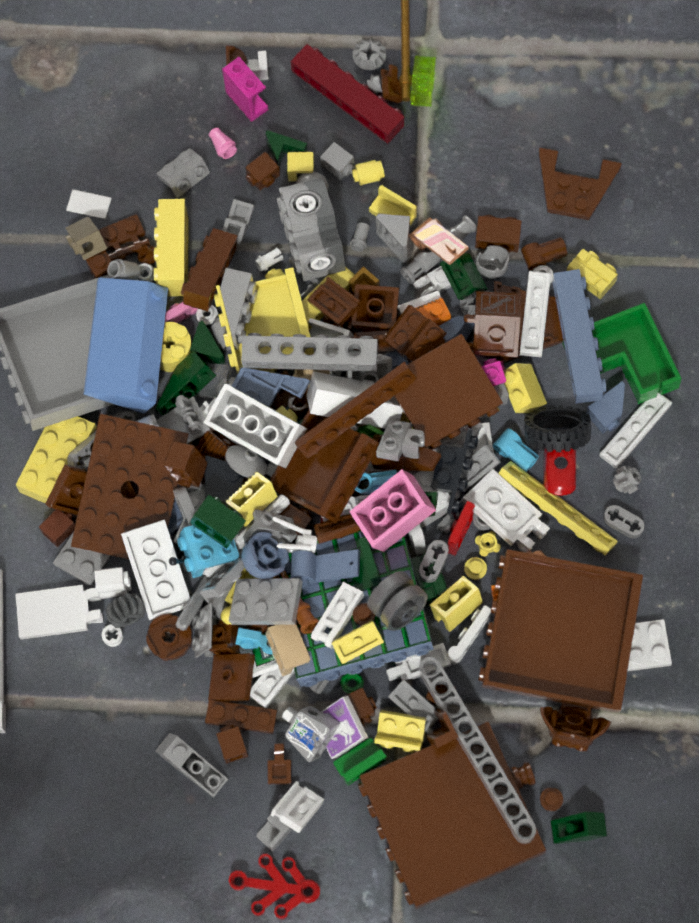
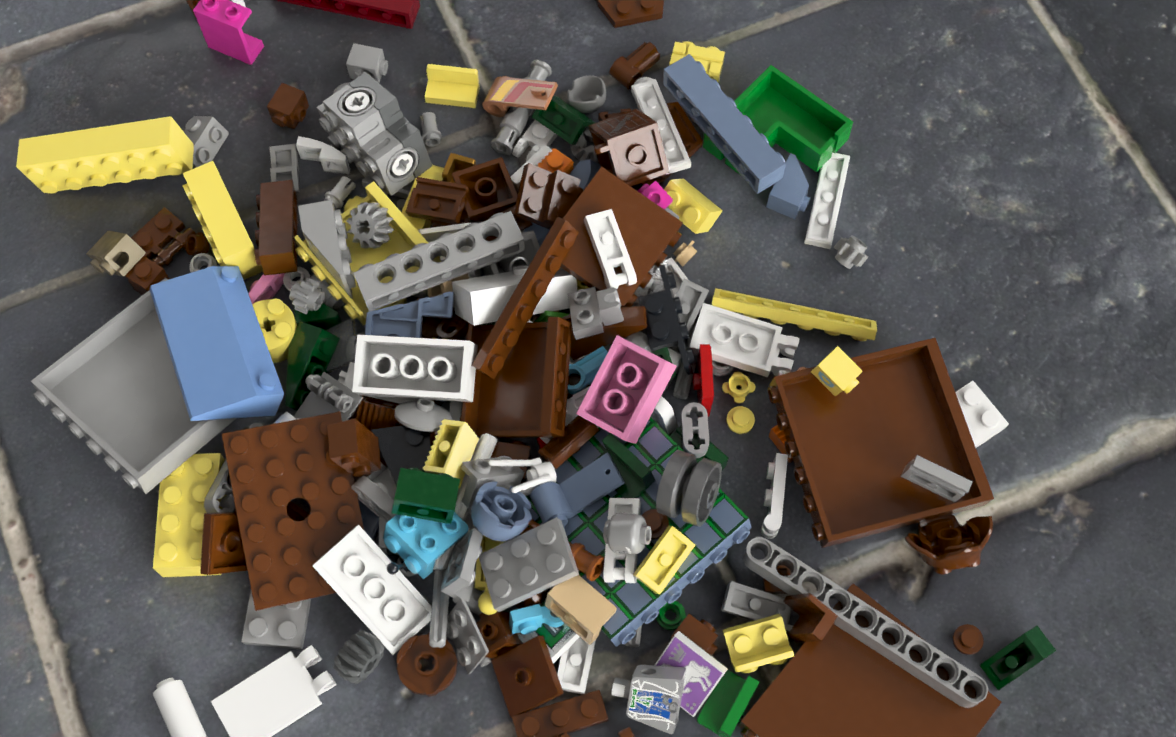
camera: 30 degrees left, 5 degrees down
(58, 527) = (228, 595): copper brick -> none
(88, 204) = (103, 220): white sticker -> none
(110, 158) = (106, 155): none -> light yellow brick
(112, 582) = (327, 630): white brick -> none
(112, 643) = (361, 702): white bush -> none
(123, 270) = (175, 266): light grey brick -> none
(205, 334) = (306, 295): none -> light grey gear
(223, 144) = (231, 97): bright pink cone -> none
(273, 227) = (331, 158): none -> white slope
(274, 301) = (370, 225): none -> light grey gear
(282, 144) = (297, 70): dark green slope -> none
(299, 163) = (325, 80): light yellow panel -> none
(339, 612) = (627, 533): none -> light grey head
(368, 172) = (405, 61): light yellow brick -> none
(394, 232) = (467, 107): light grey slope -> none
(410, 667) = (732, 564): white hinge -> none
(435, 400) = (610, 249): none -> white plate
(456, 603) = (743, 469): light yellow brick -> none
(498, 232) = (576, 62): reddish brown brick -> none
(501, 423) = (684, 253): none -> tan plate
(511, 446) = (708, 272): medium azure piece -> none
(523, 775) = (924, 625): reddish brown wheel -> none
(552, 567) = (837, 372): none -> light yellow brick
(557, 480) = (780, 281): red piece -> none
(558, 440) = (752, 228): black tyre -> none
(581, 676) = (936, 479): none -> light grey plate
(621, 526) = (870, 298): light grey beam -> none

